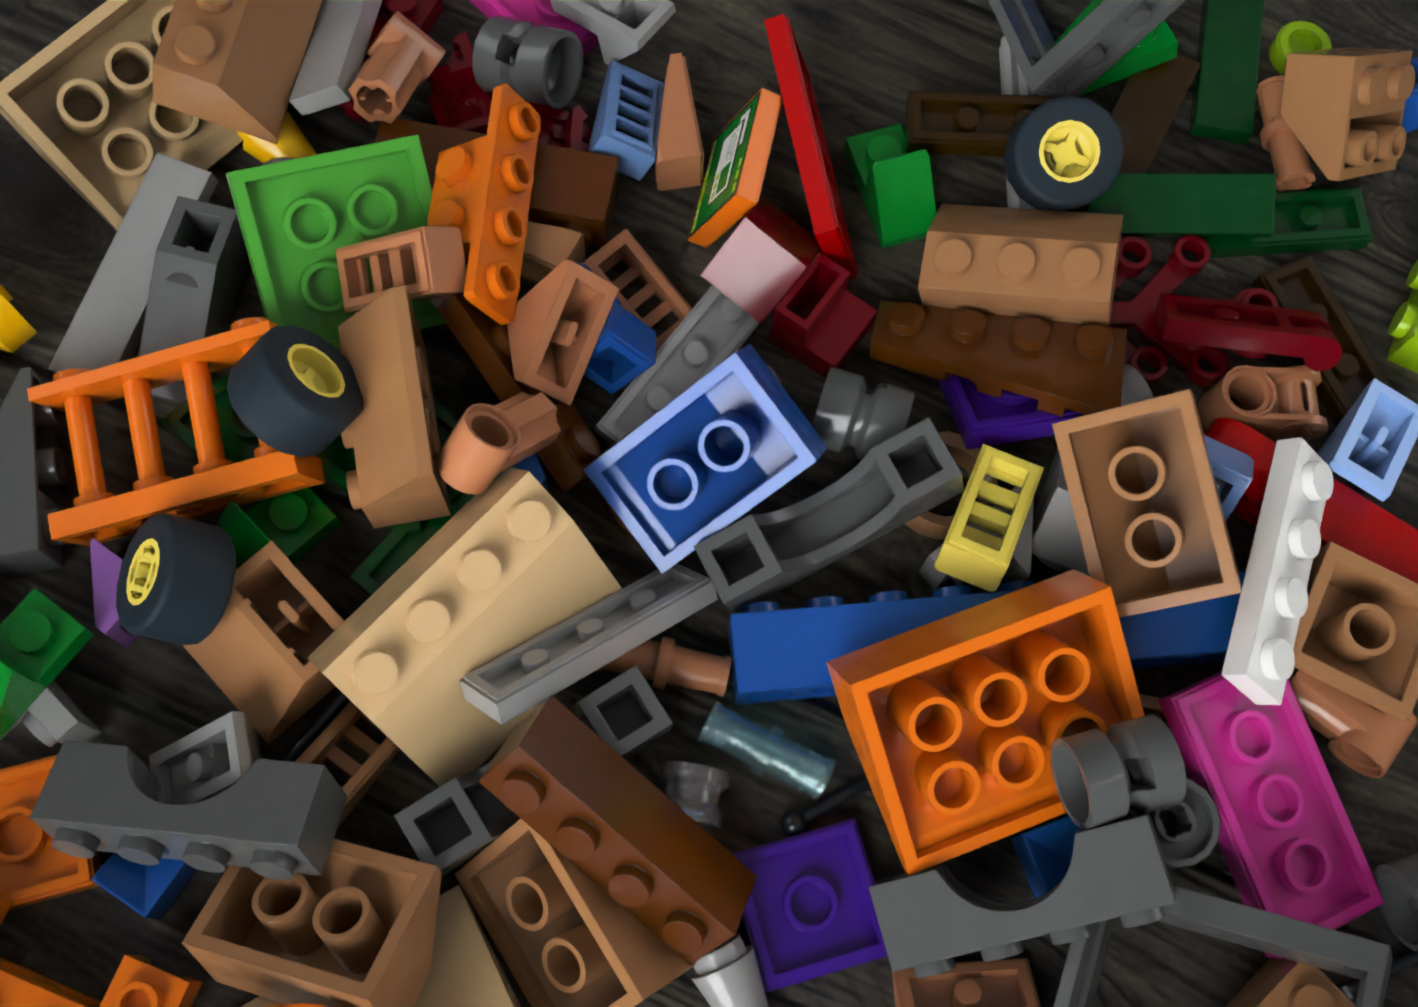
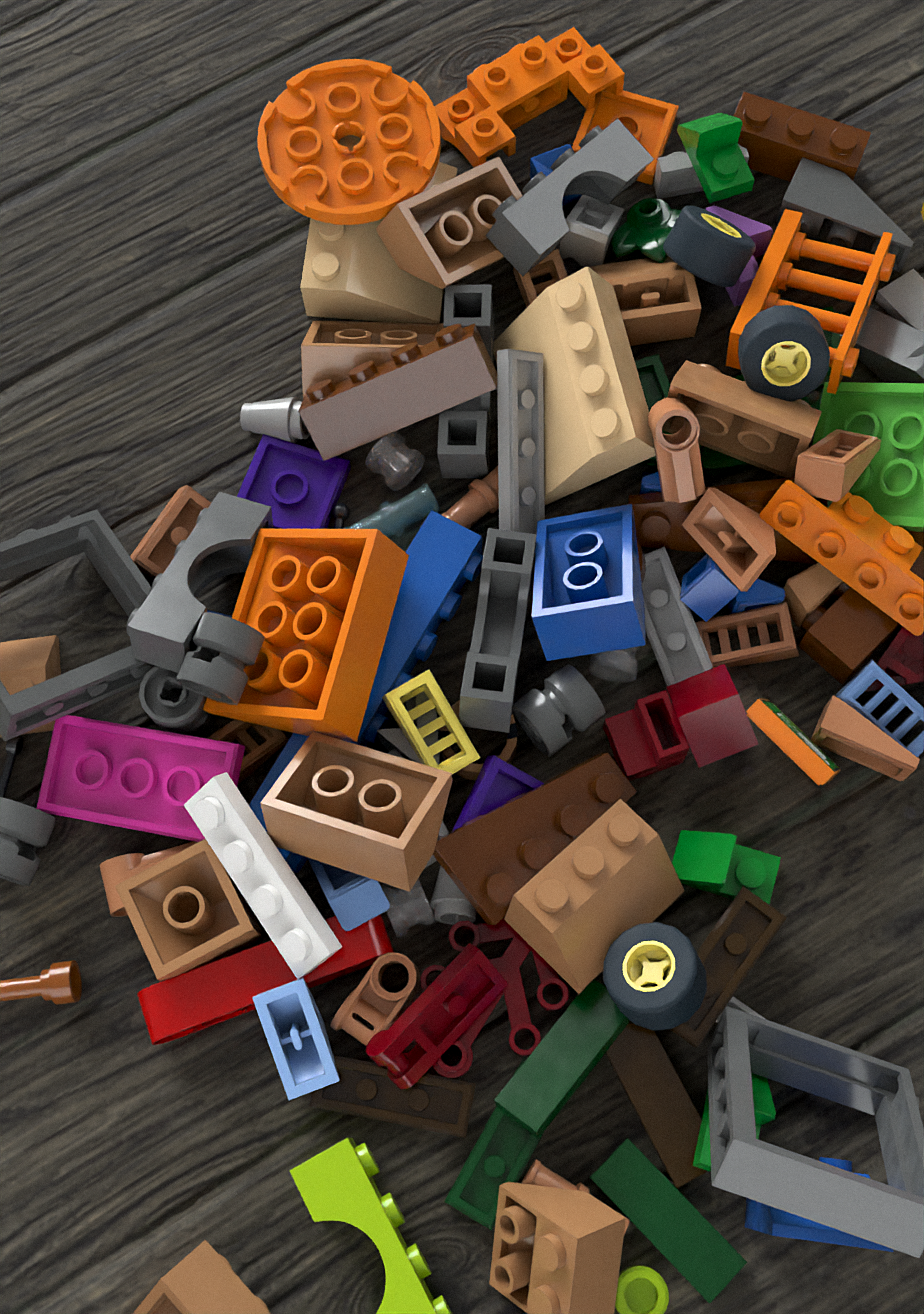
camera: 135 degrees right, 0 degrees up
(170, 683) = (645, 229): none -> dark green plate
(290, 520) = (714, 328): green slope -> none
(810, 145) = (779, 805): red tile -> none

